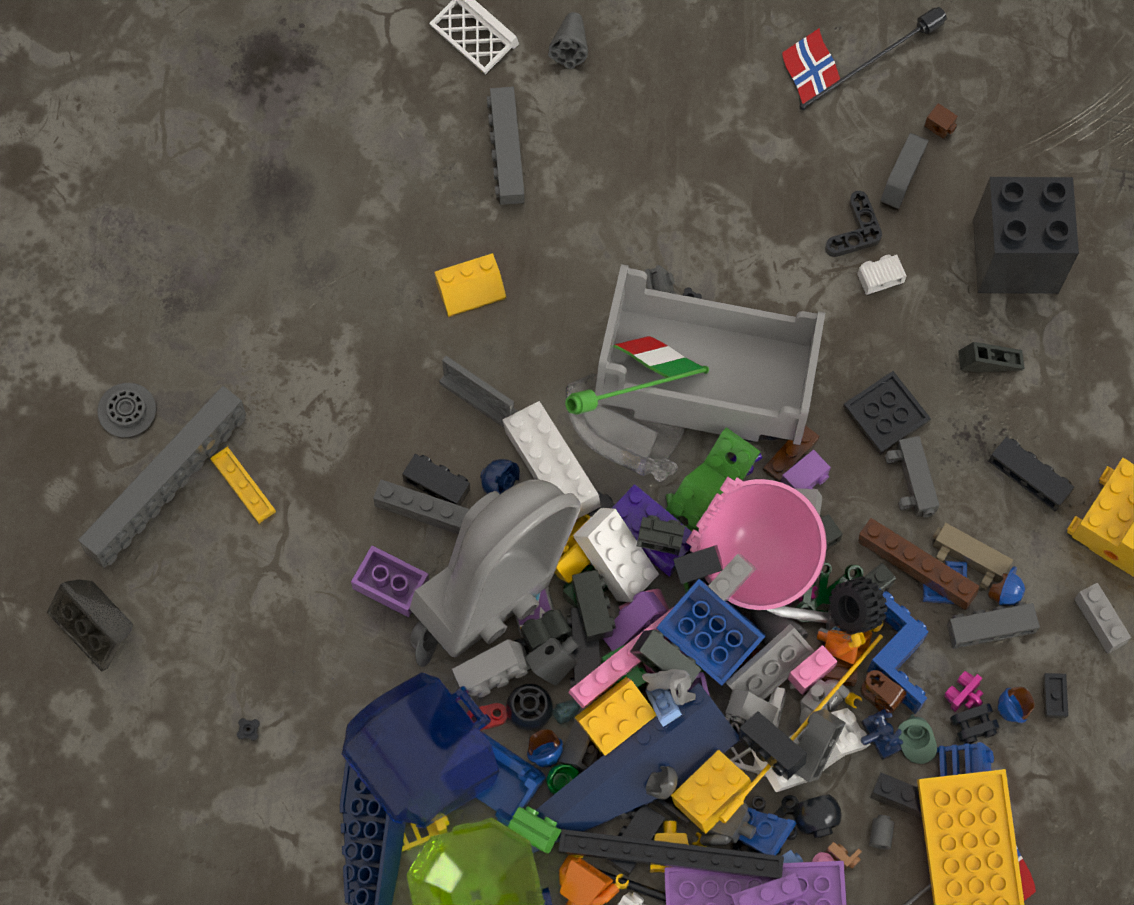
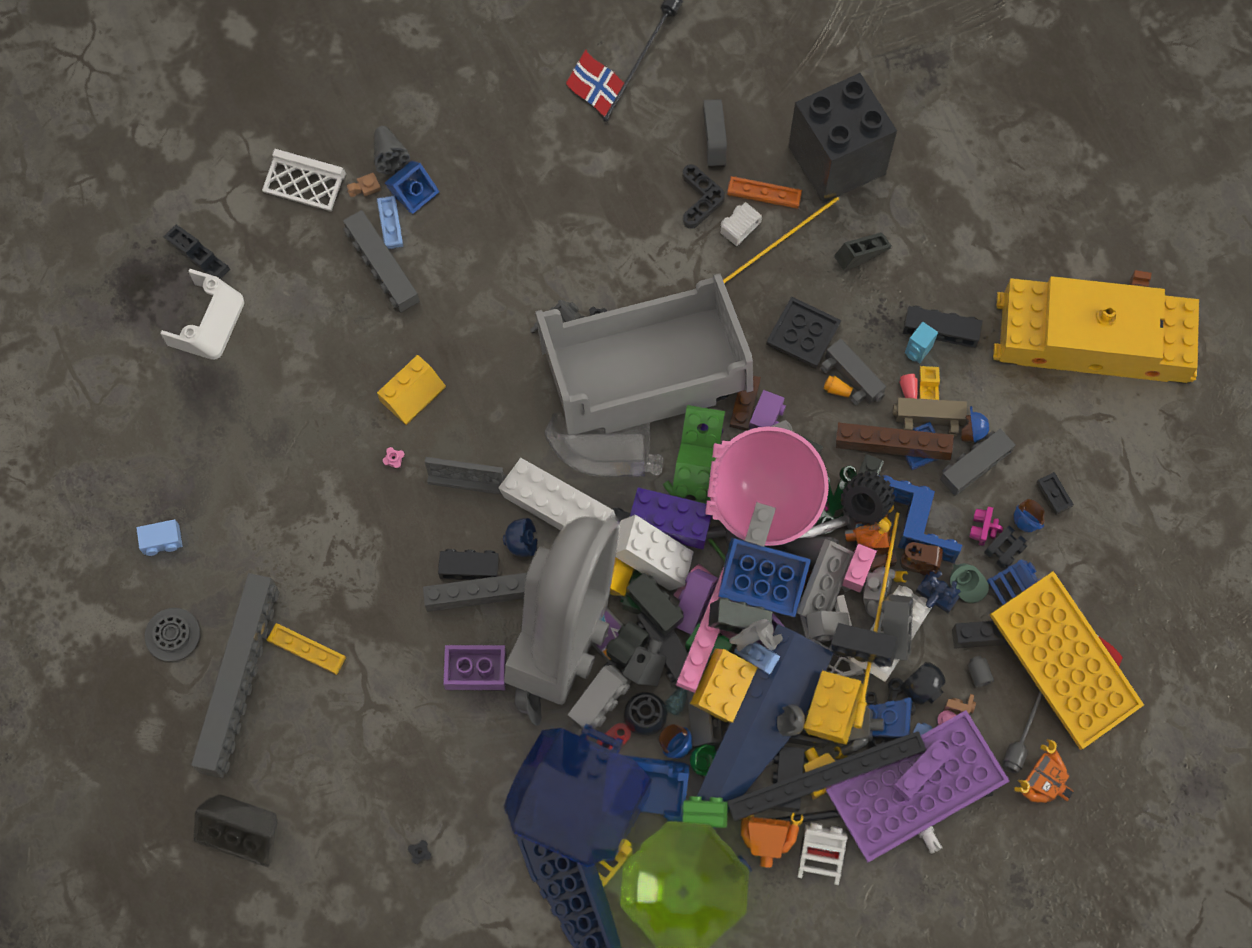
camera: 25 degrees left, 0 degrees up
(161, 312) = (159, 537): none -> light blue brick
(320, 132) = (217, 324): none -> white windscreen
(336, 55) = (196, 252): none -> black slope
(419, 348) = (396, 463): none -> bright pink plate
(532, 64) = (367, 185): none -> medium nougat plate
(536, 111) = (390, 222): none -> light blue tile
(575, 86) = (412, 186): none -> blue slope
(651, 354) = (601, 375): flag -> none
(660, 535) = (683, 518): pearl dark grey brick -> none
(698, 564) = (727, 526): black brick -> none
(891, 482) = (838, 387): none -> light orange cone
(909, 310) = (781, 239): none -> yellow piece
(923, 254) = (764, 192): none -> orange tile
(941, 121) = (723, 80): reddish brown brick -> none
(964, 517) = (909, 385): none -> coral cone
(987, 523) = (929, 383): none -> yellow slope
(998, 479) = (921, 342): none -> medium azure brick
(1102, 618) = (1058, 414): light grey brick -> none

